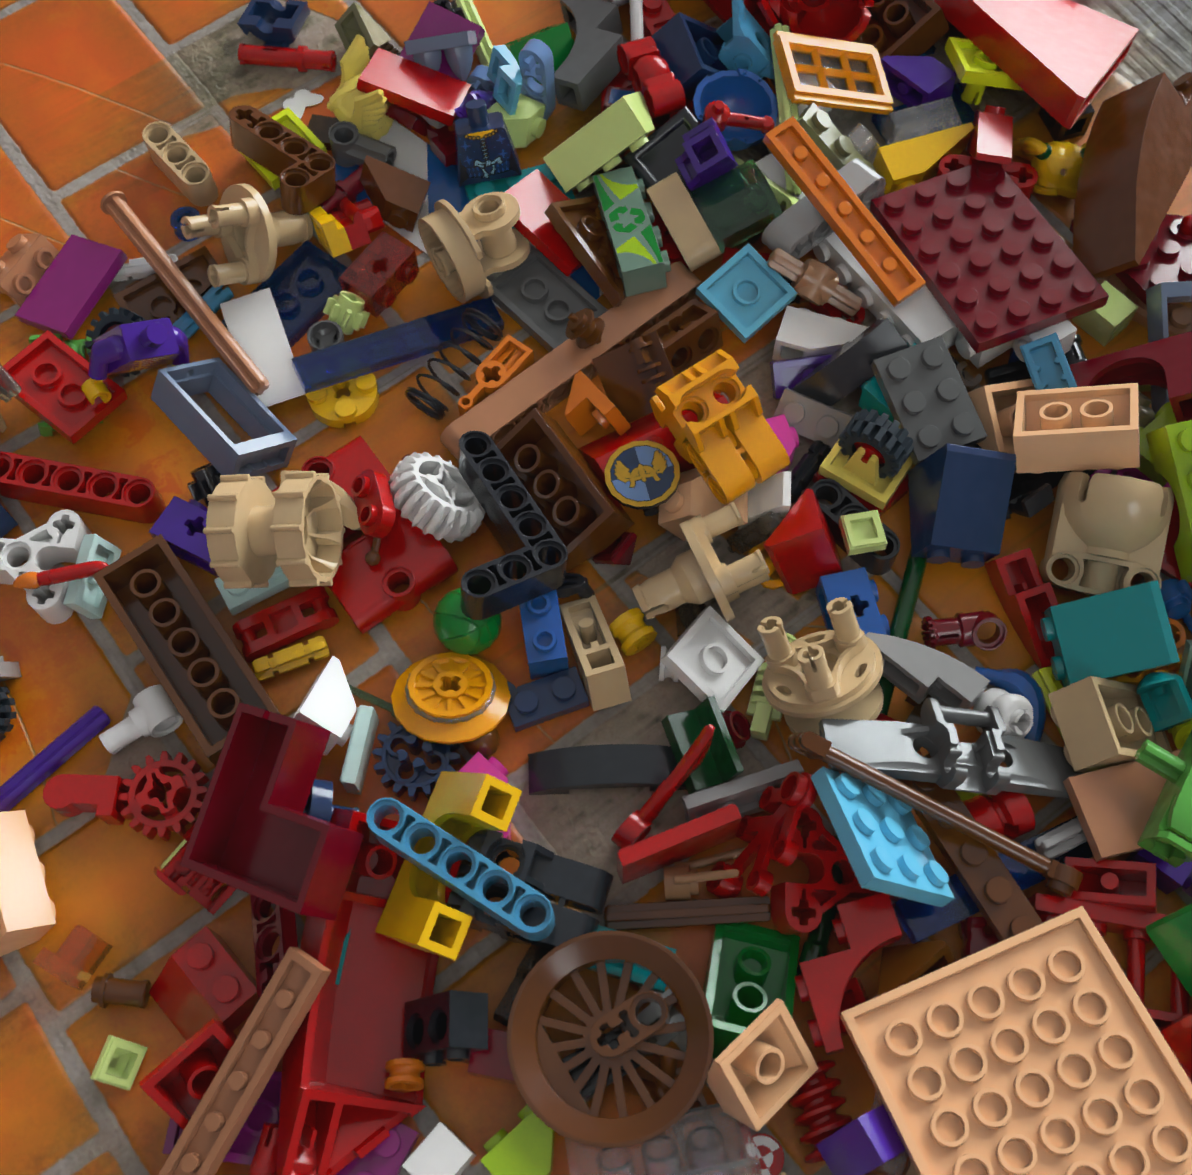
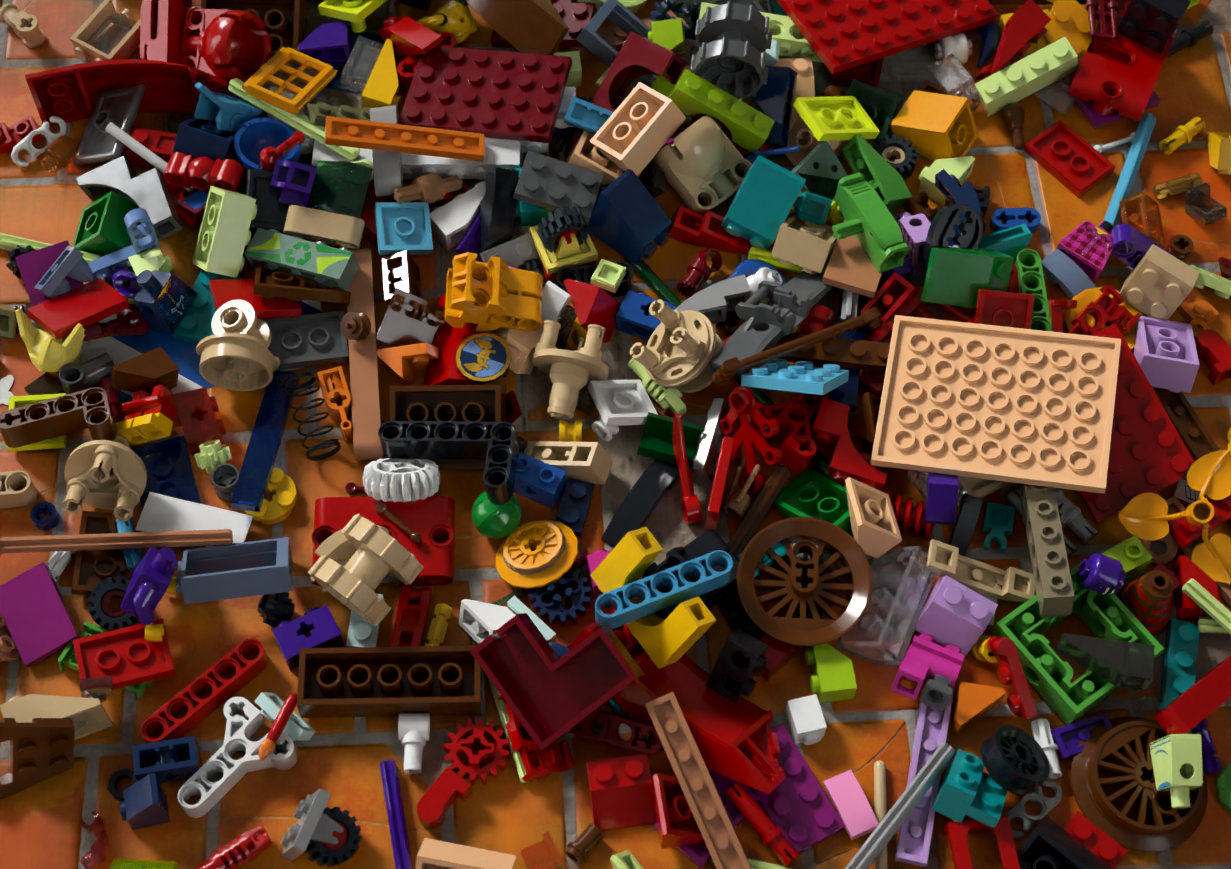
camera: 60 degrees left, 5 degrees down
(374, 503) = (381, 511): red plate -> none
(404, 1075) = (748, 706): orange bush -> none
(507, 78) = (126, 250): medium azure slope -> none
(863, 141) = (349, 97): clear beam -> none

